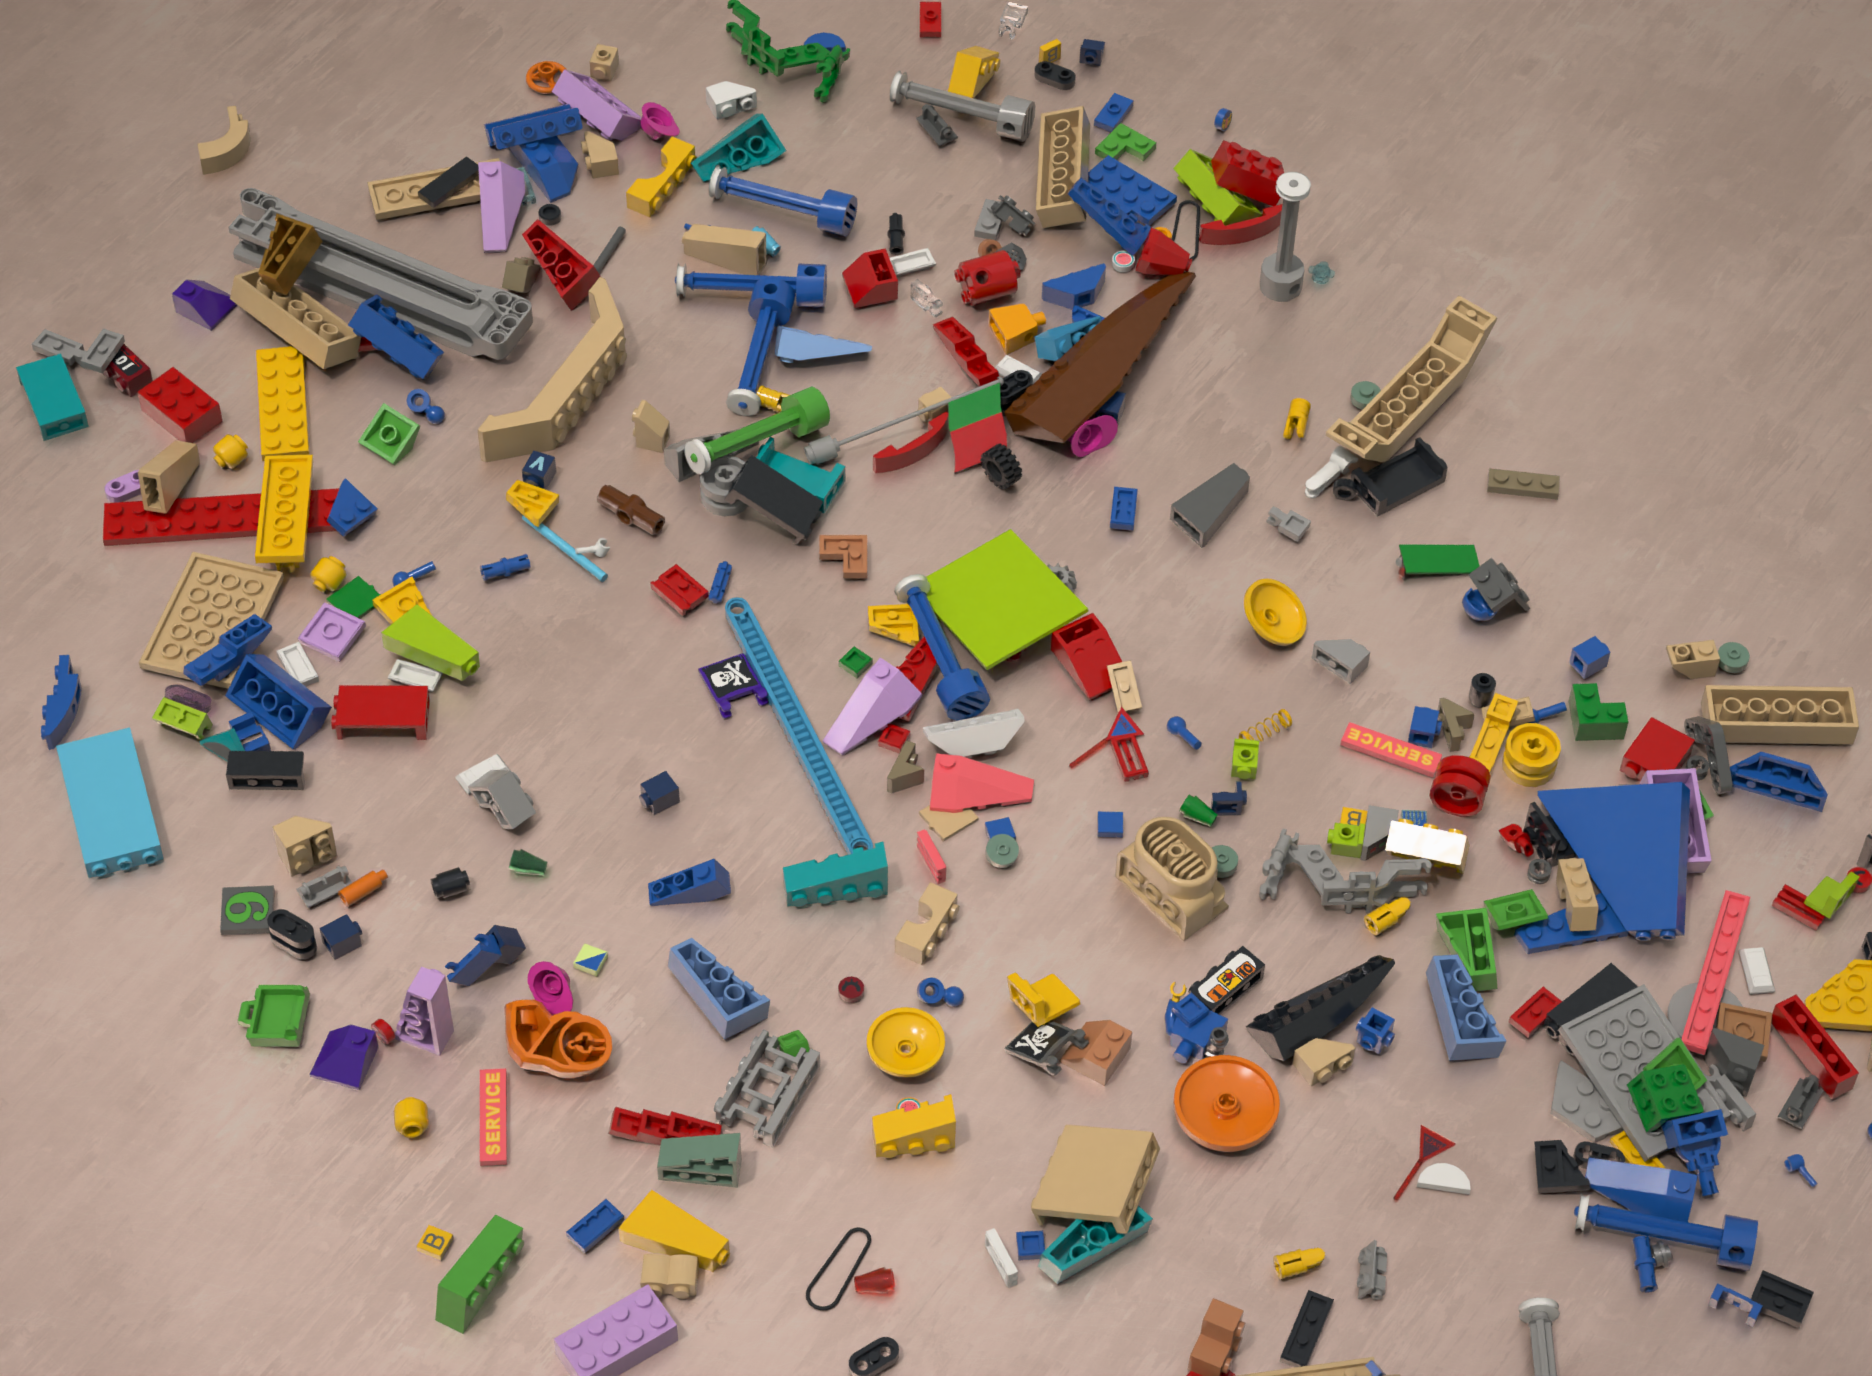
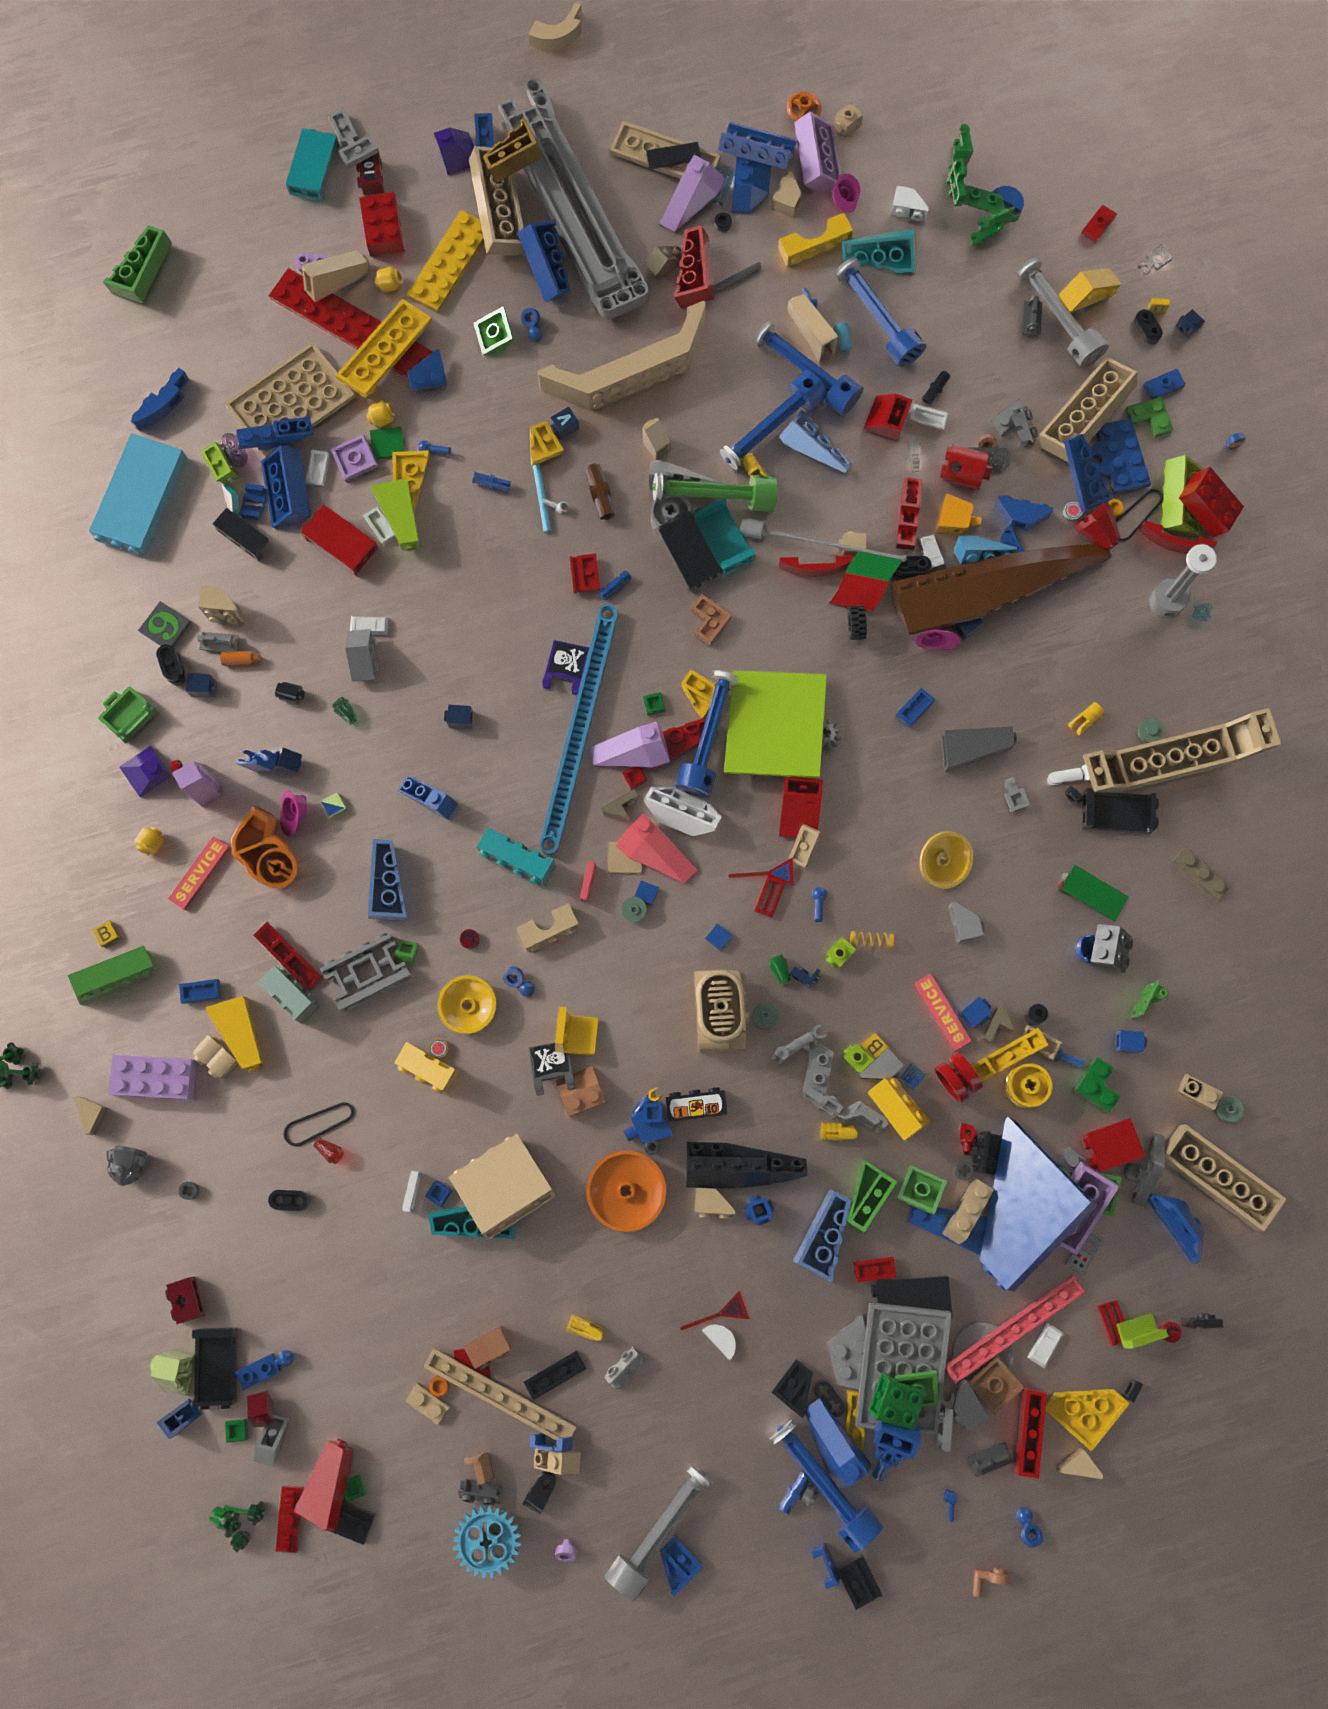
camera: 40 degrees right, 25 degrees up
(222, 266) = (484, 130): none -> blue hinge
(1573, 606) = (1150, 993): none -> bright green hinge
(1719, 872) = (1085, 1255): none -> light grey tile

